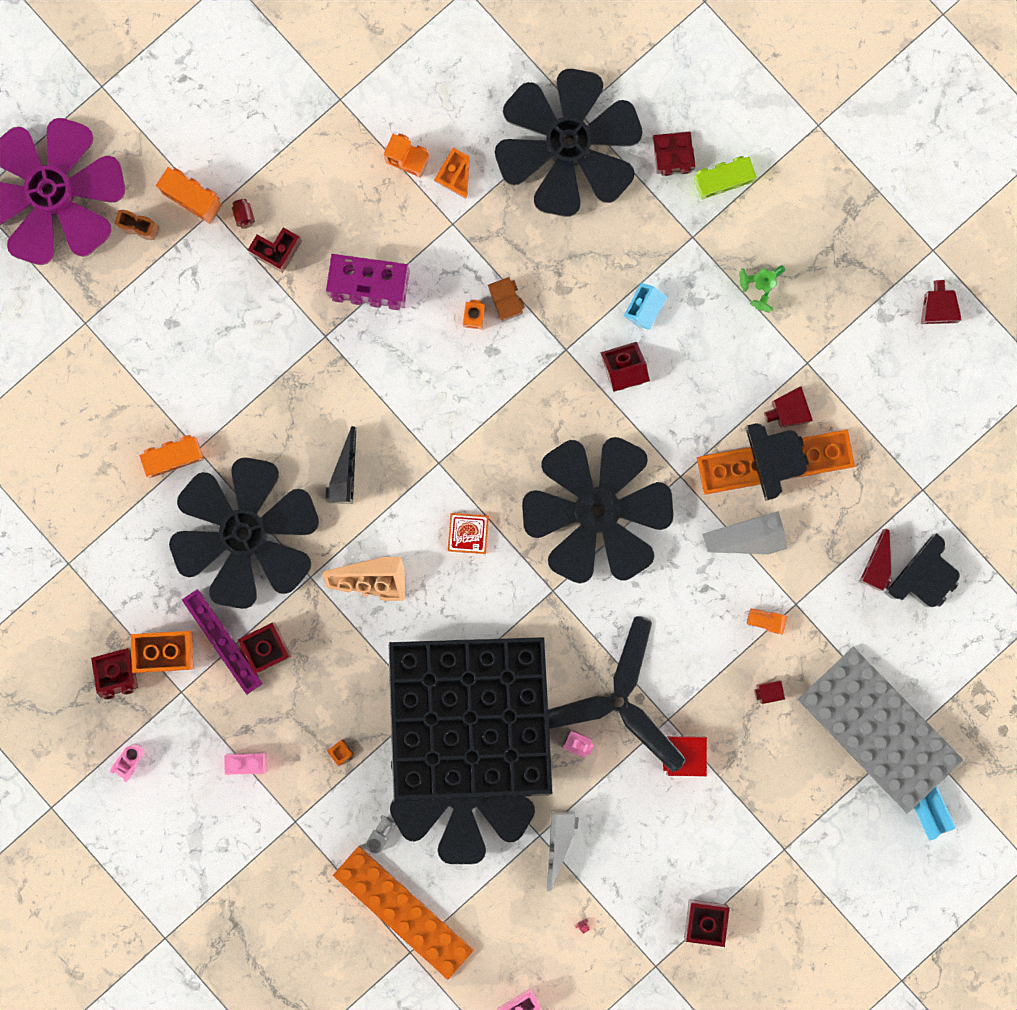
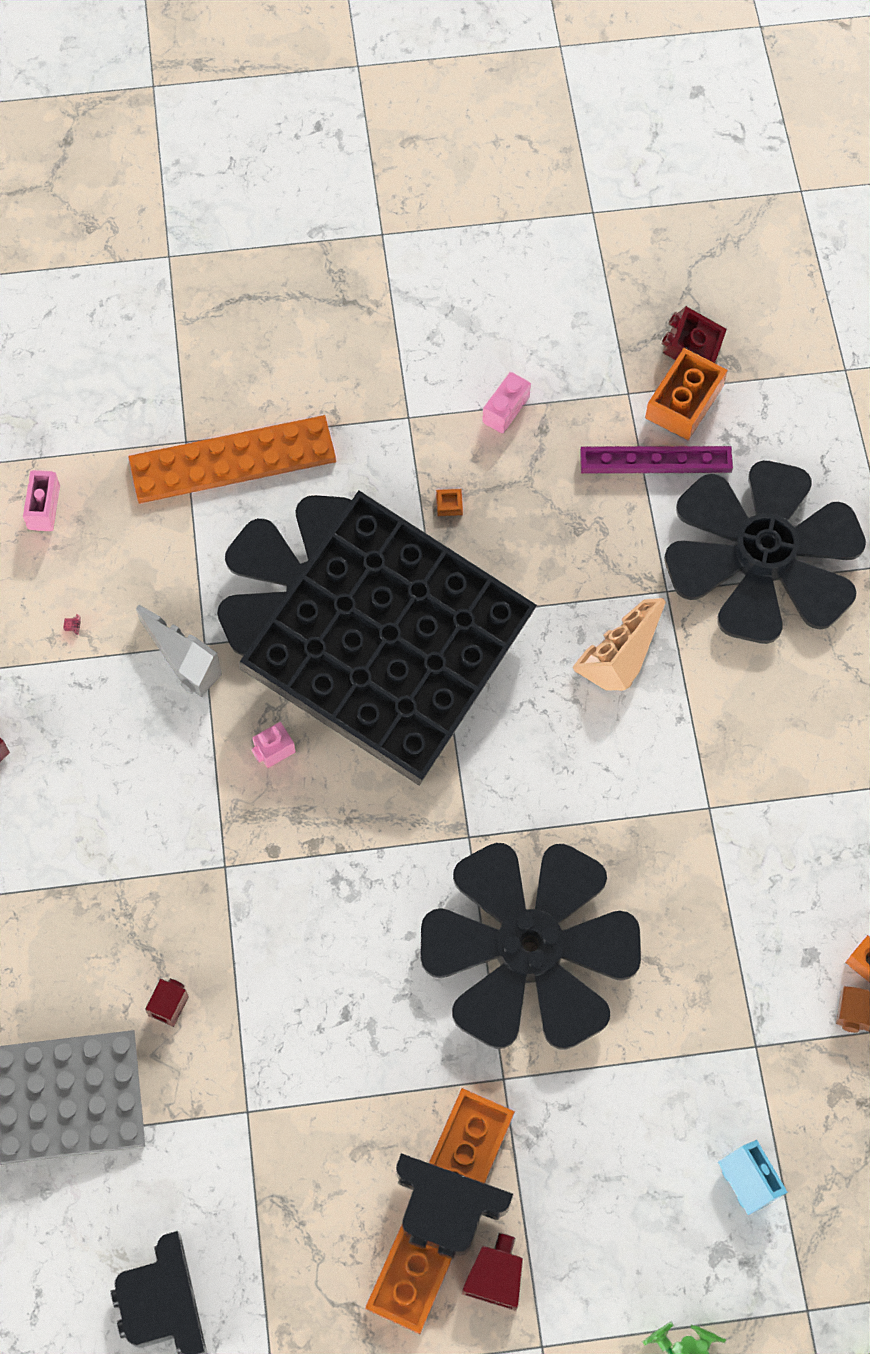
camera: 120 degrees right, 20 degrees down
(125, 764) = (590, 301): bright pink piece -> none
(264, 648) = (619, 492): dark red brick -> none
(342, 481) = (759, 688): black wedge -> none
(379, 835) = (332, 485): light grey connector -> none
(468, 533) = (602, 785): tile -> none
(624, 683) = (302, 840): black piece -> none
(625, 366) = (688, 1100): dark red slope -> none
(695, 752) = (168, 853): red piece -> none
(752, 536) = (368, 1115): light grey wedge -> none
(771, 621) = (247, 1063): orange piece -> none
(878, 568) = (215, 1245): dark red slope -> none

